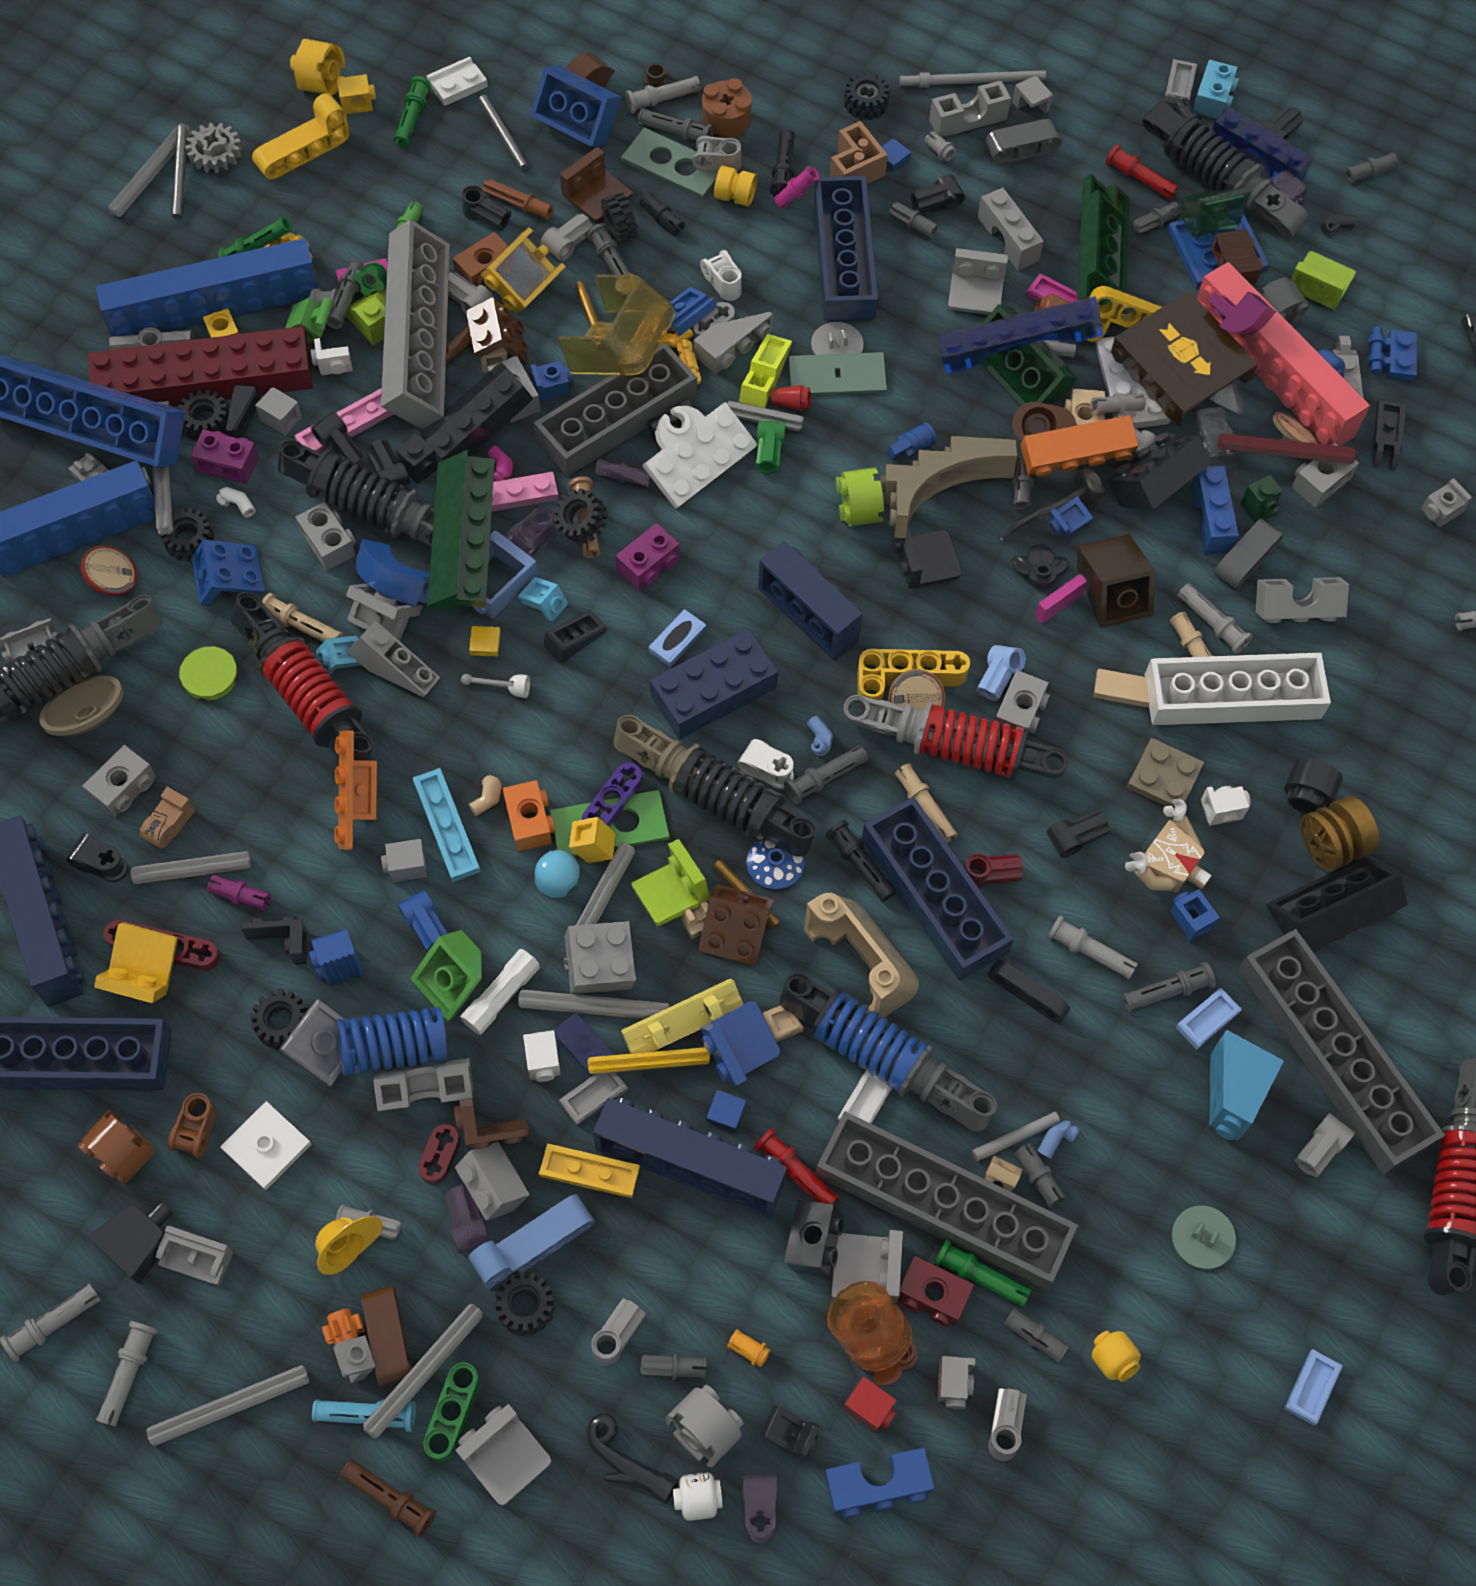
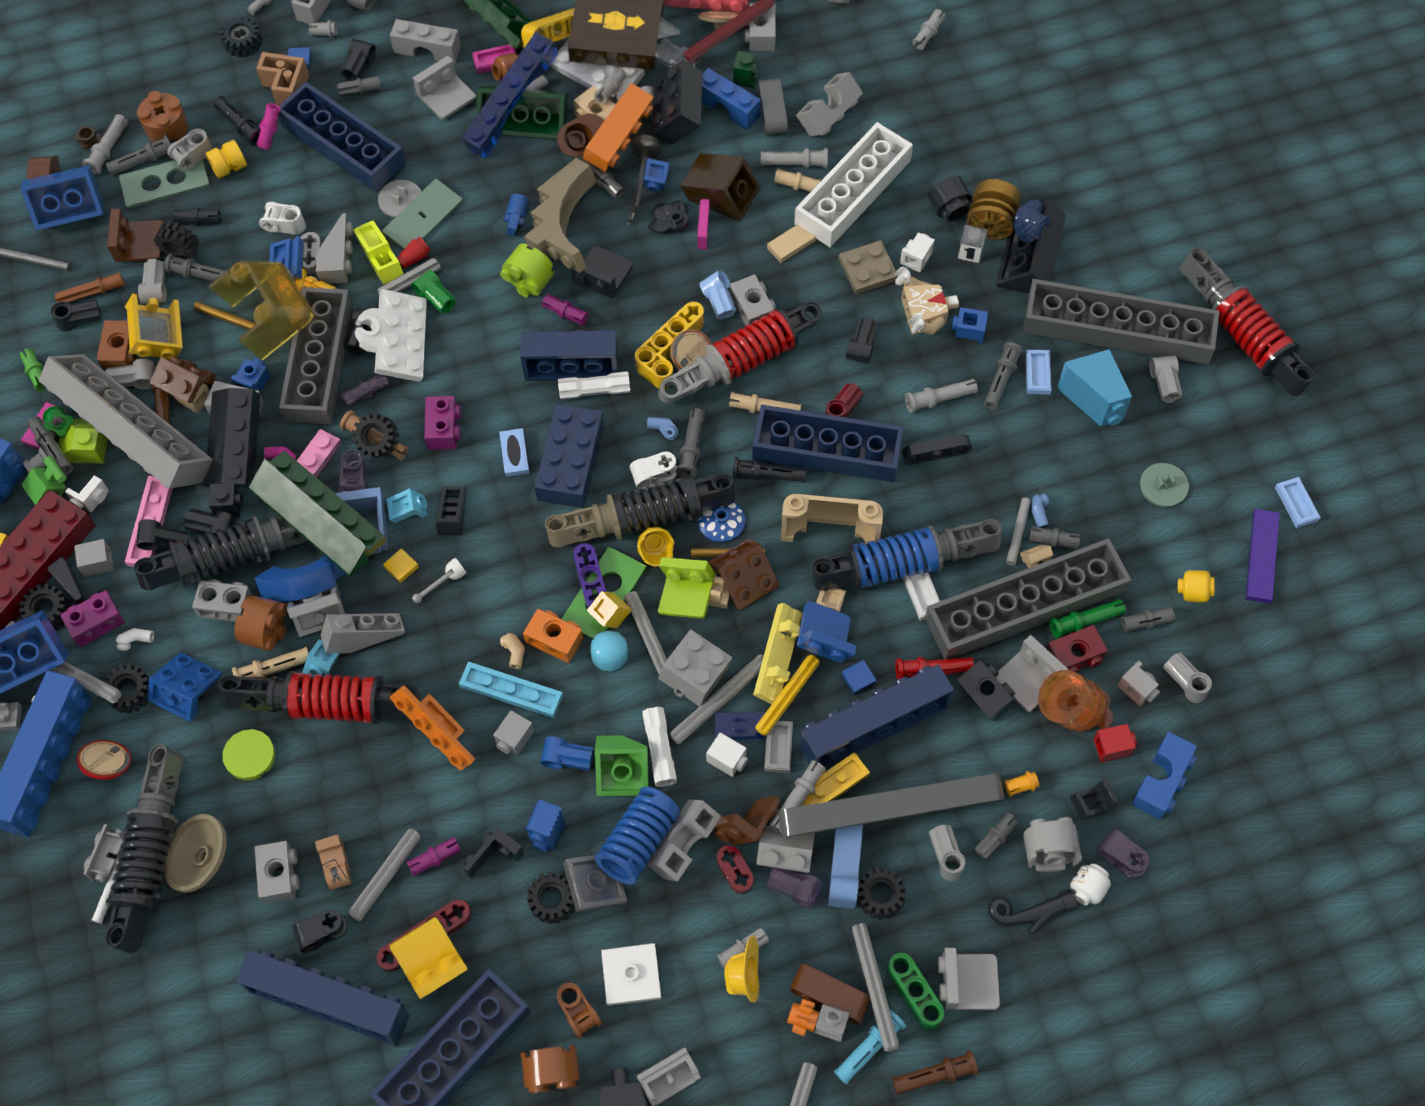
camera: 45 degrees left, 0 degrees up
(326, 578) = (261, 623): none -> dark orange brick
(546, 1149) = (803, 787): none -> light grey pin
(614, 1242) = (890, 805): none -> dark grey beam
(691, 826) = (654, 544): none -> yellow hair
(819, 658) = (576, 387): none -> white axle
(858, 560) = (565, 309): none -> magenta pin
(1216, 1397) = (1262, 556): none -> dark purple tile
(1284, 845) = (972, 243): none -> clear brick
(1354, 874) = (1030, 221): none -> dark blue hair

